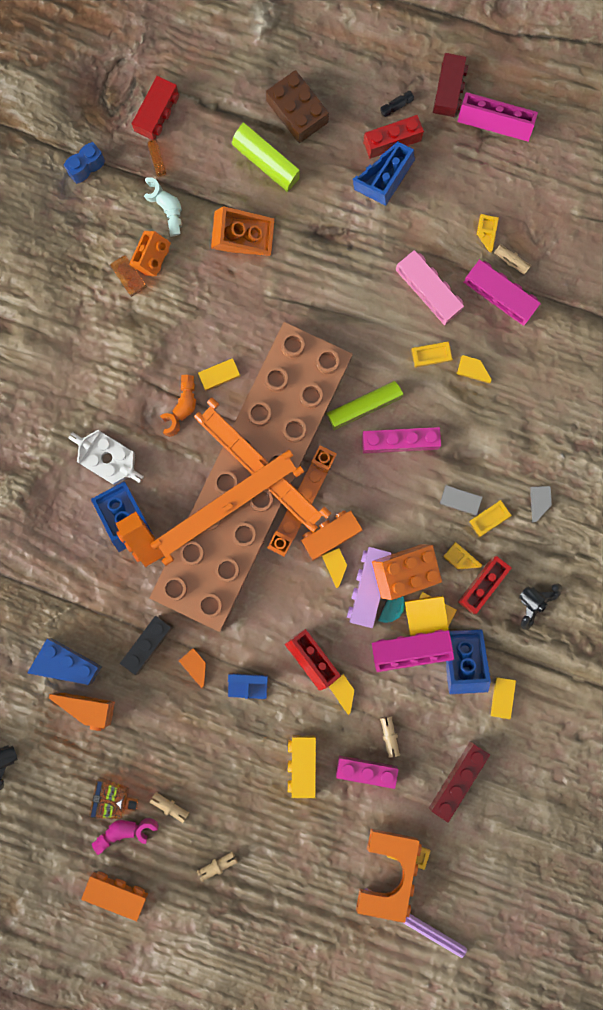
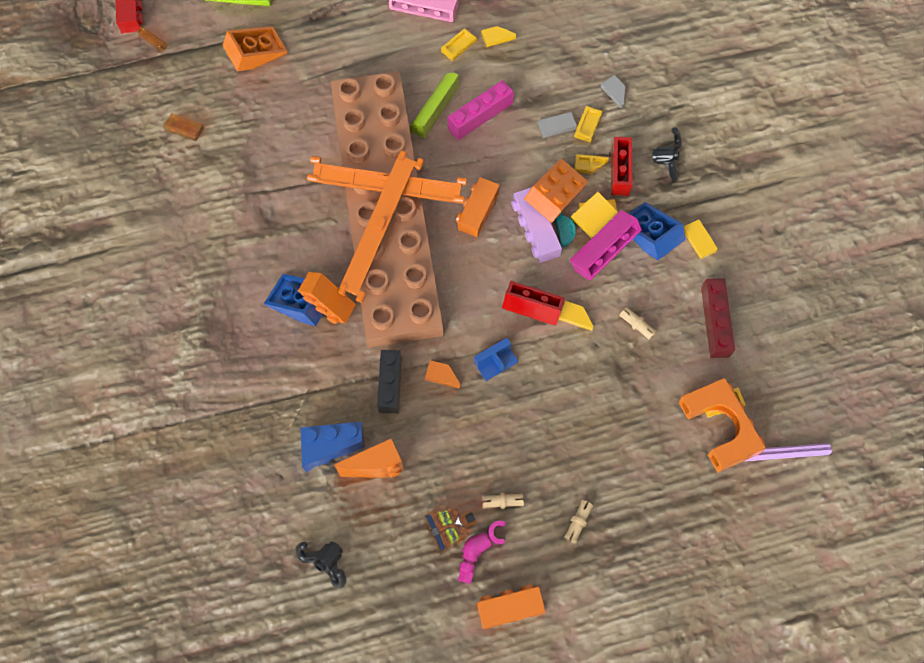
camera: 30 degrees left, 15 degrees down
(86, 161) = (95, 71): blue brick -> none
(95, 446) = (240, 263): white plate -> none
(150, 253) = (191, 99): orange brick -> none
(169, 203) = (179, 60): light aqua piece -> none
(184, 407) = (294, 192): orange piece -> none
(219, 374) = (302, 155): yellow tile -> none
(302, 766) = (587, 390): yellow brick -> none
(309, 489) = (438, 209): orange slope -> none
(336, 565) = (498, 228): yellow tile -> none
(366, 772) = (641, 359): dark pink brick -> none

